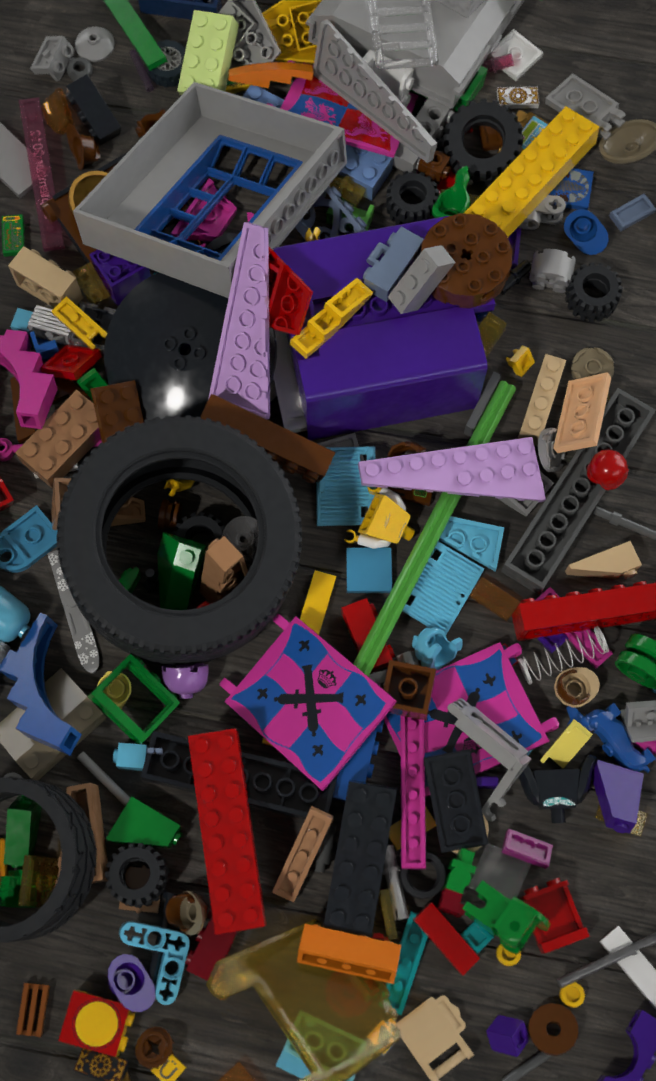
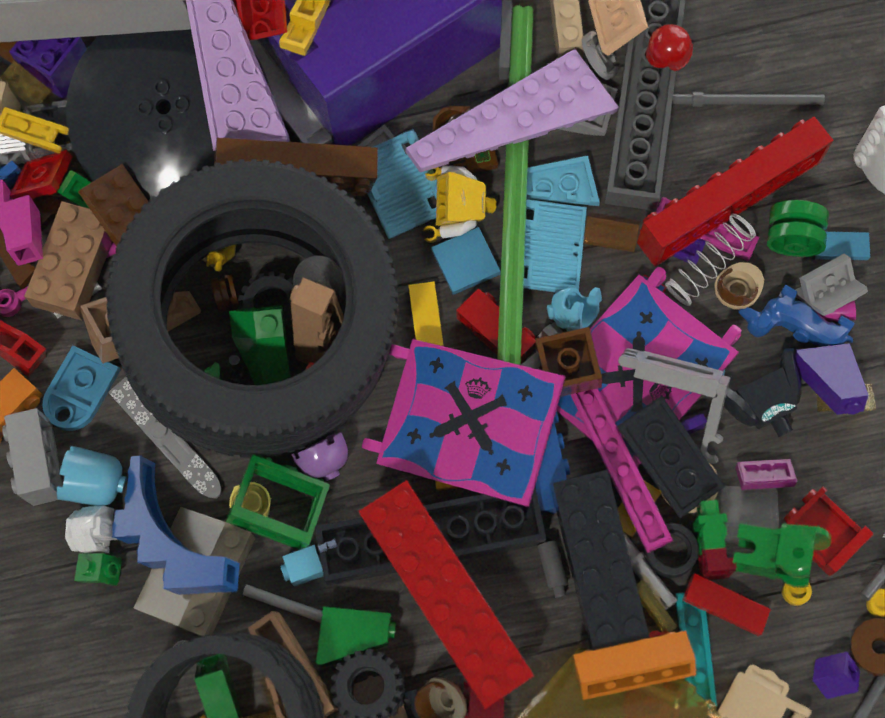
camera: 20 degrees left, 0 degrees up
(302, 854) = (536, 584): medium nougat plate -> none
(476, 937) = (756, 588): teal tile -> none
(567, 744) = (758, 348): light yellow panel -> none
(611, 563) = (713, 147): tan slope -> none

